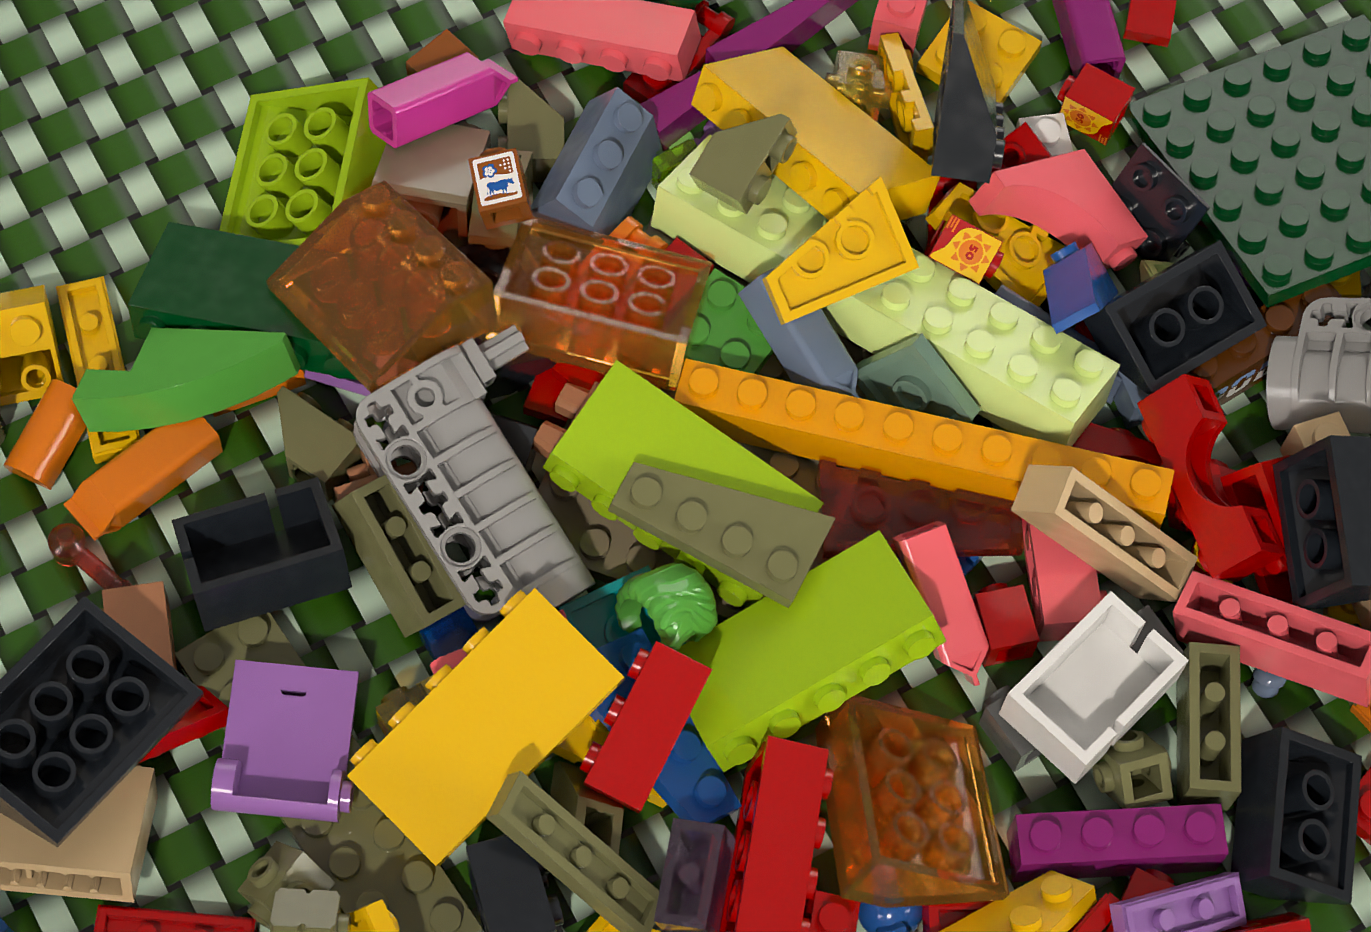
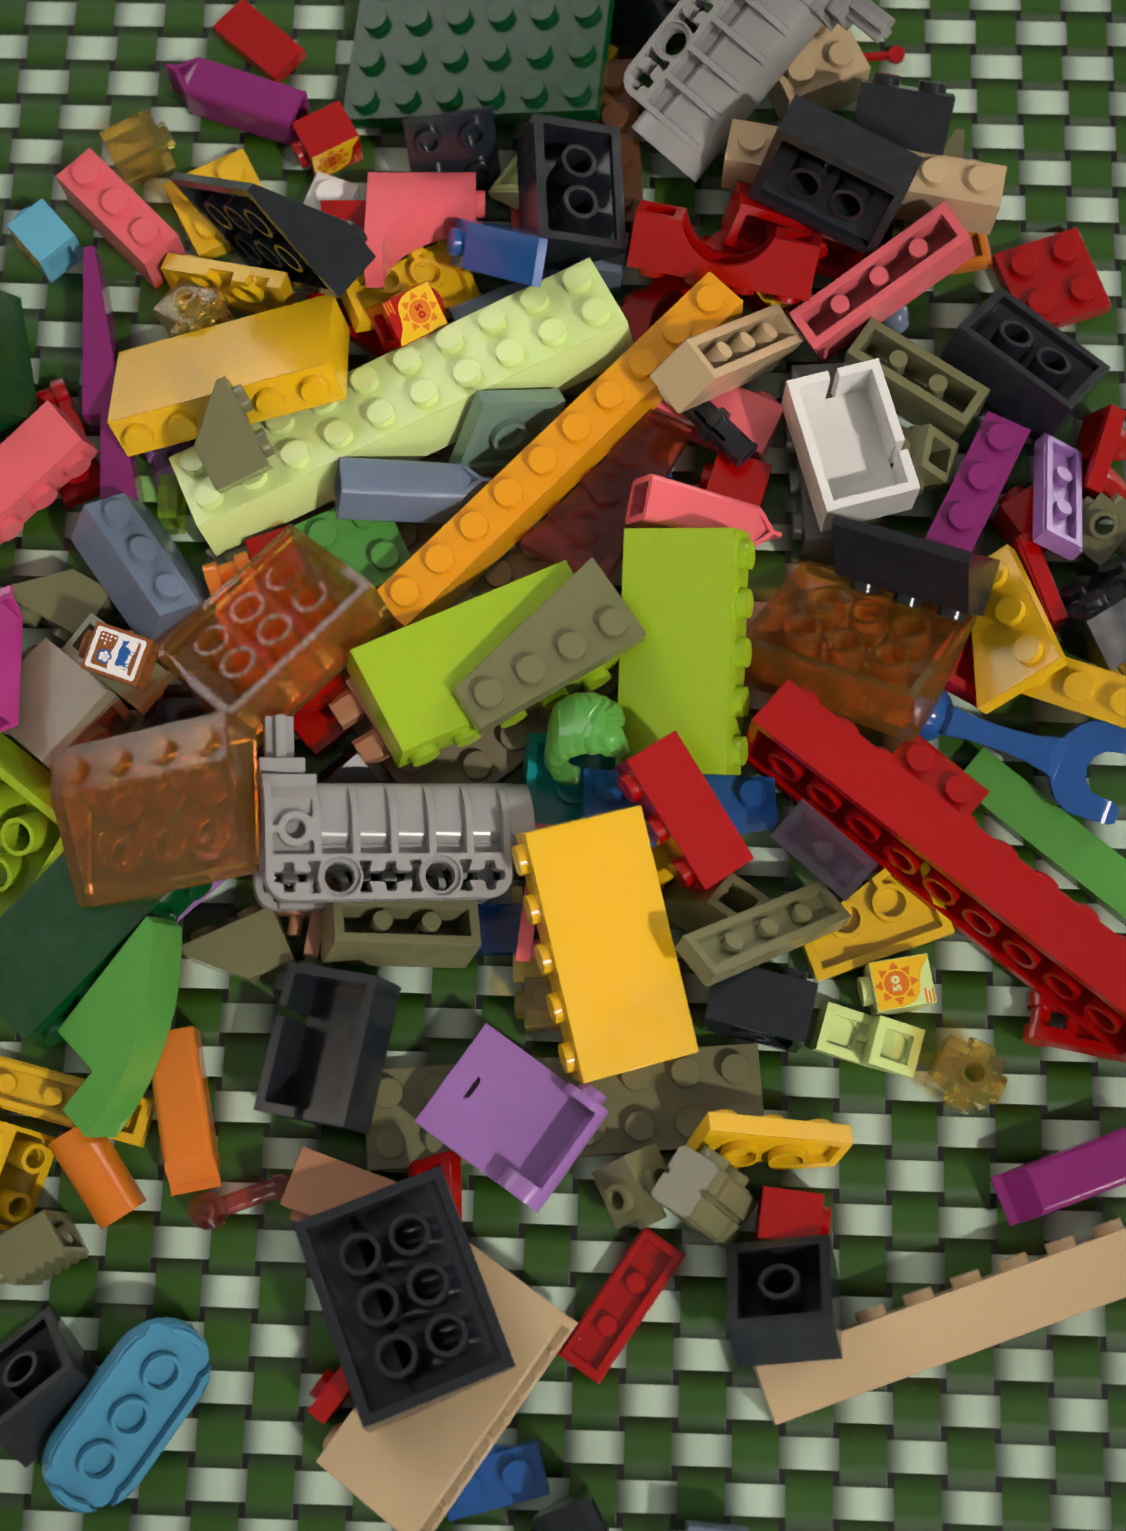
camera: 50 degrees left, 10 degrees up
(843, 257) = (372, 411): yellow wing -> none
(1011, 805) = (912, 568): none -> black slope
(1038, 567) = (717, 427): none -> black pin

